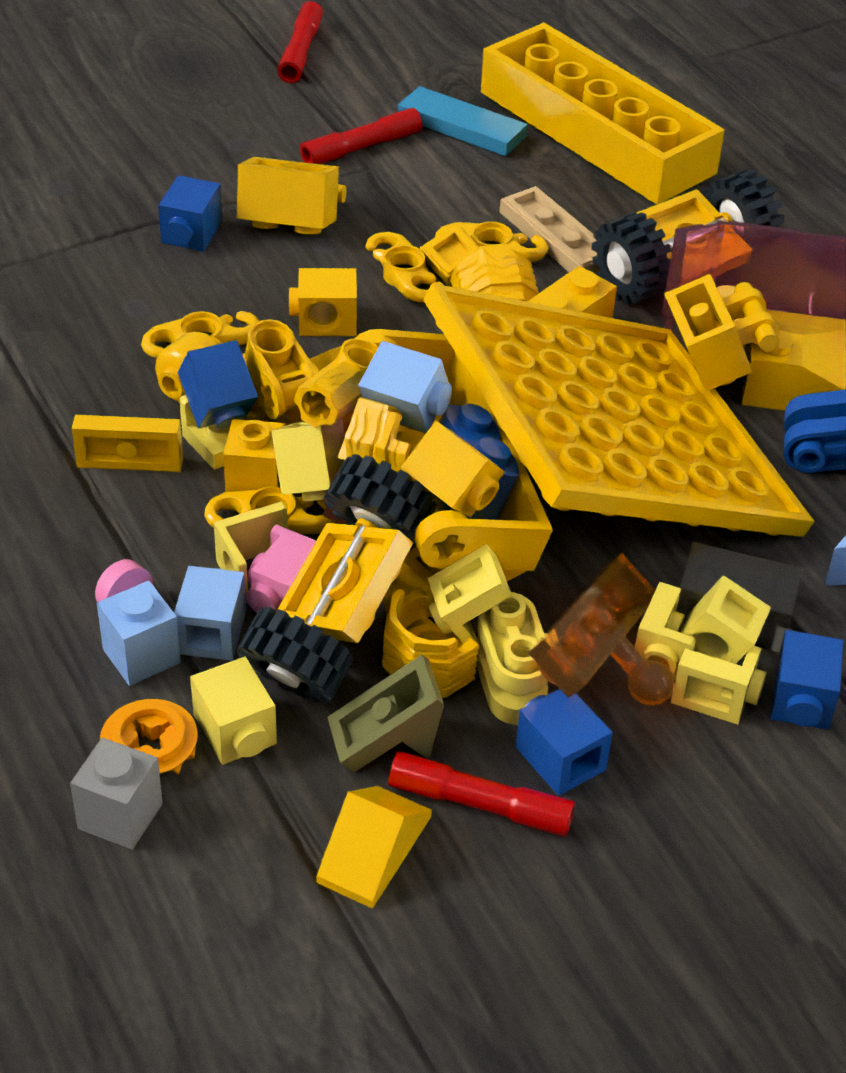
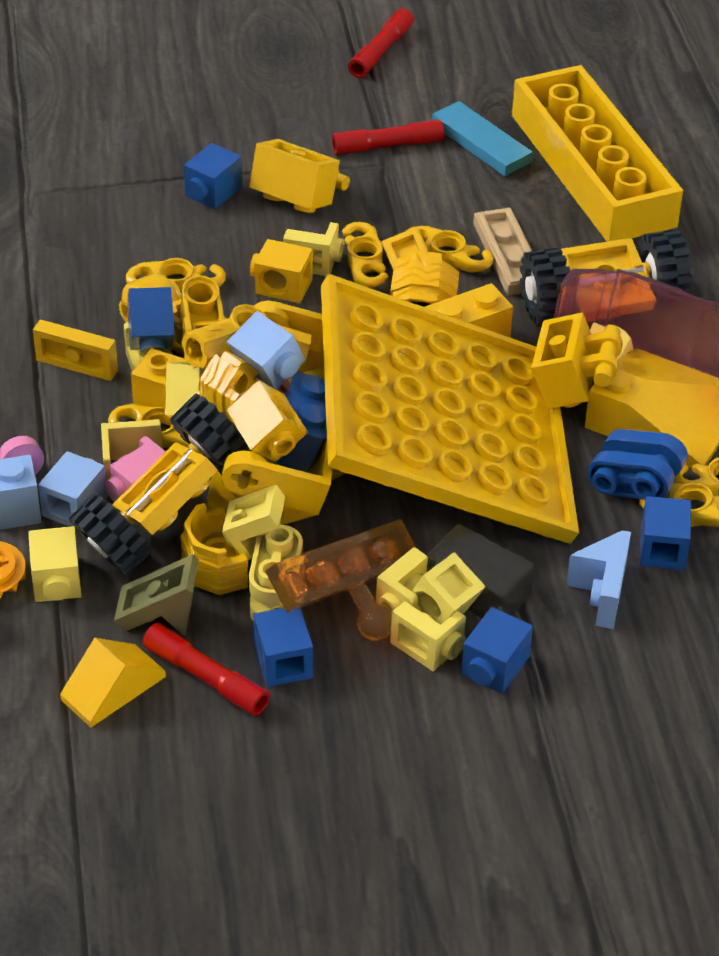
camera: 20 degrees right, 0 degrees up
(367, 266) = (326, 248): none -> light yellow bracket

